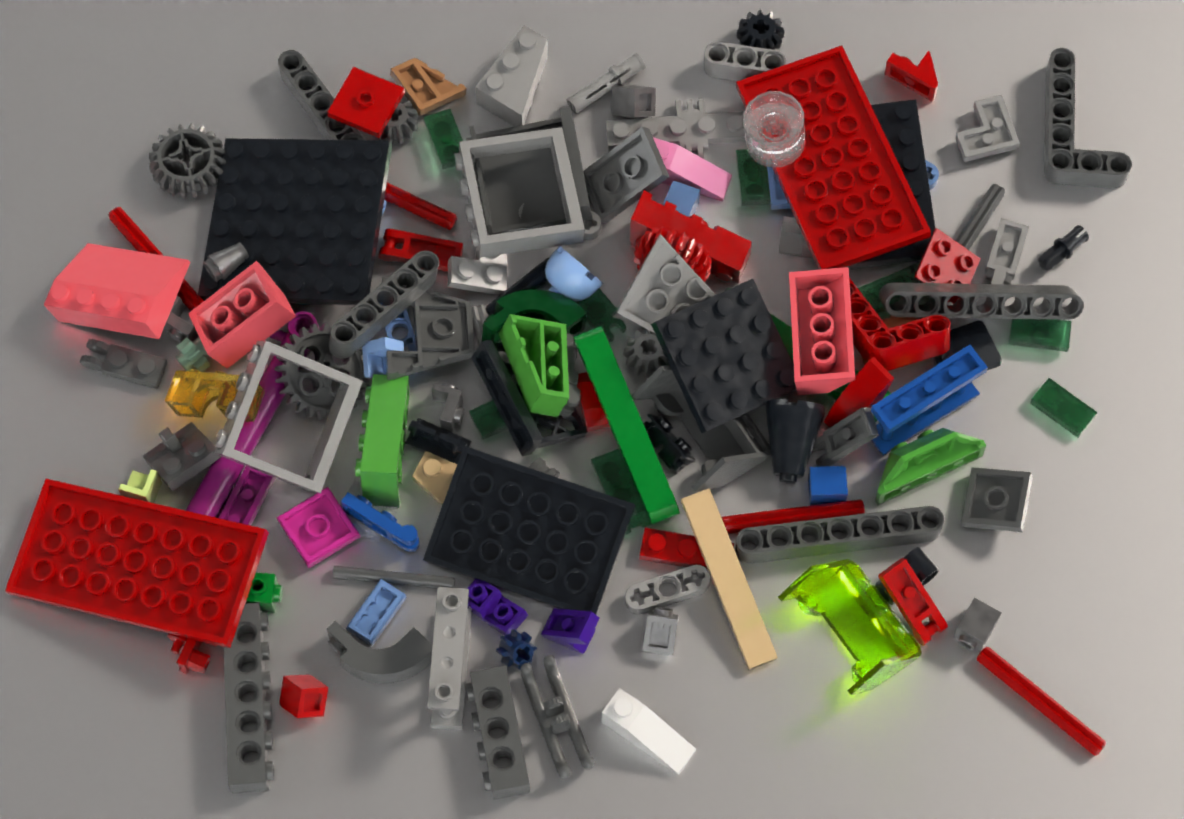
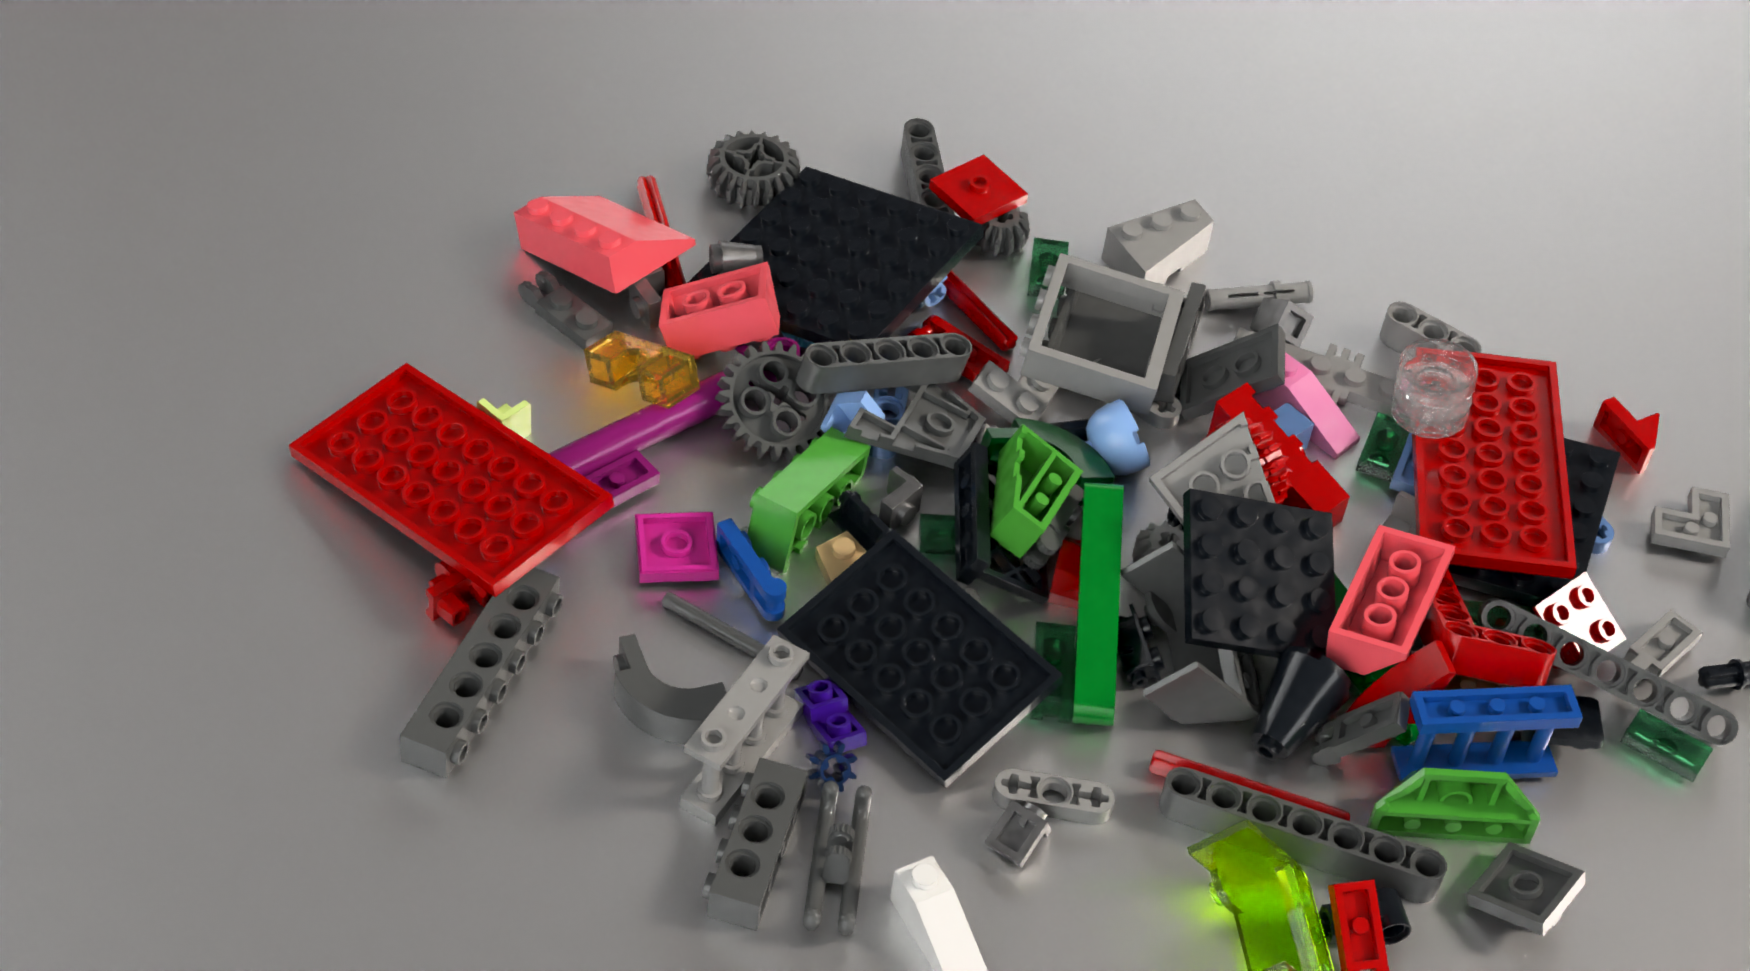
camera: 20 degrees right, 20 degrees down
(181, 455) = (569, 408): dark grey hinge -> none
(192, 355) = (643, 325): sand green gear -> none
(265, 591) = (575, 571): green brick -> none
(303, 696) = (549, 698): red panel -> none
(330, 436) = (655, 453): light grey window -> none
(376, 612) = (690, 656): medium blue plate -> none
(425, 86) = (1054, 216): medium nougat wing -> none
(571, 628) = (912, 780): dark purple slope -> none
(601, 313) = (1136, 495): clear green plate -> none
(671, 548) = (1091, 761): red plate -> none
(729, 579) = (1135, 816): tan tile -> none
(760, 31) = (1467, 317): black gear -> none
(827, 484) = (1314, 774): blue panel -> none
(981, 216) = (1649, 600): dark grey axle -> none
(1063, 407) = (1661, 838): clear green plate -> none

